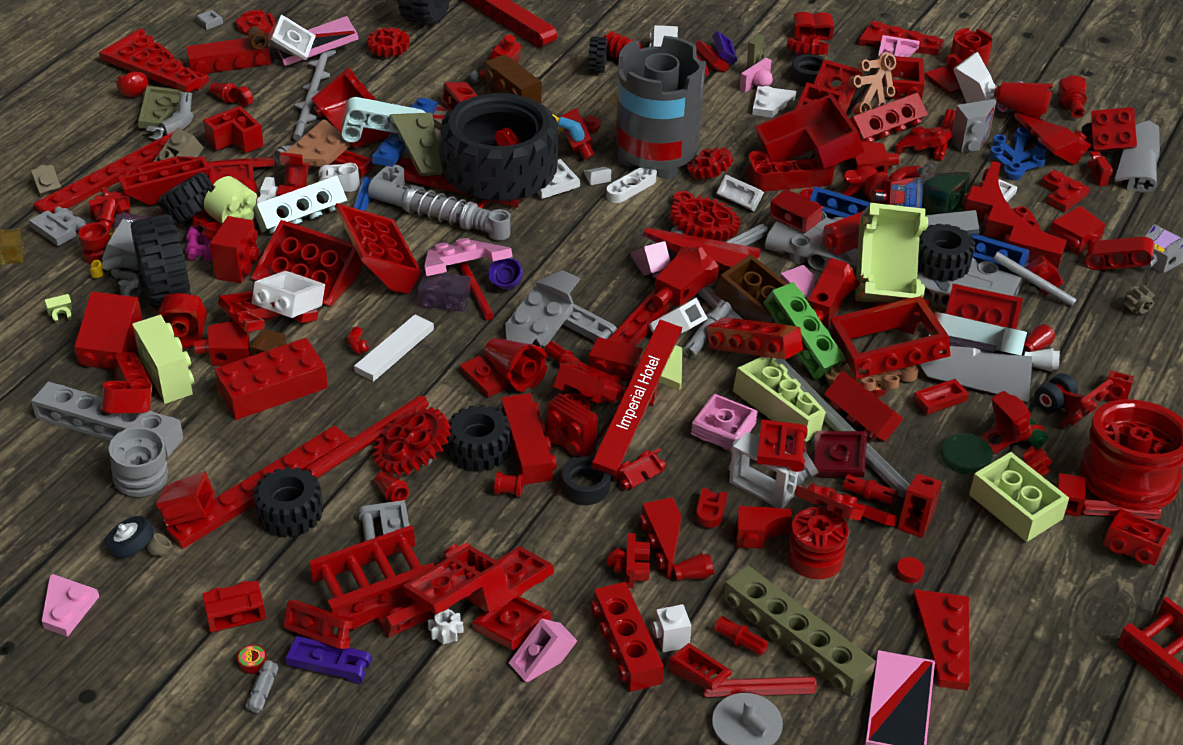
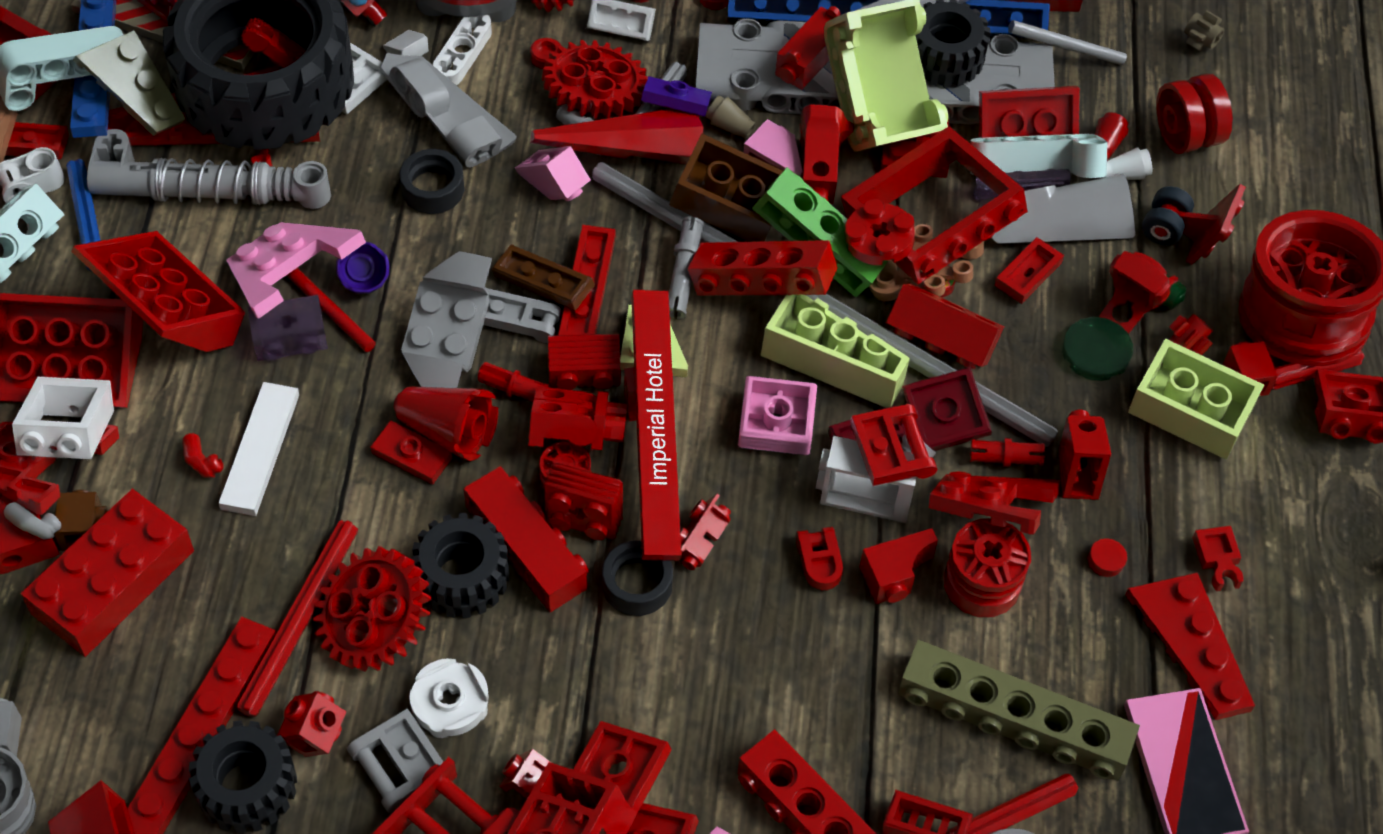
camera: 25 degrees left, 15 degrees up
(239, 336) = (26, 521): none -> light grey arm
(343, 488) = (312, 723): none -> red brick
(391, 487) = (377, 692): red cone -> none
(442, 515) = (455, 718): none -> white plate
(509, 484) = (537, 624): red bush -> none
(574, 254) = (429, 161): none -> black tyre
(606, 214) = (456, 116): none -> light grey panel
(614, 309) = (543, 277): none -> reddish brown tile
(620, 560) = (755, 671): red hips -> none
(662, 525) = (778, 619): red slope -> none
(672, 628) = (863, 773): white brick -> none
(684, 276) = (620, 194): red piece -> none
(685, 315) = (641, 267): white slope -> none
(696, 567) = (845, 663): red cone -> none
(740, 635) = (949, 746): red axle -> none
(751, 238) = (676, 96): none -> dark purple plate
(780, 259) = (729, 117): none -> dark tan cone
(795, 211) = (722, 34): red brick -> none
(839, 336) = (879, 217): none -> red plate
(990, 591) = (1219, 551): none -> red plate
(1046, 271) = (1076, 25): red bracket -> none
(1103, 338) = (1194, 113): none -> red wheel
(1120, 387) = (1234, 171): red bracket -> none

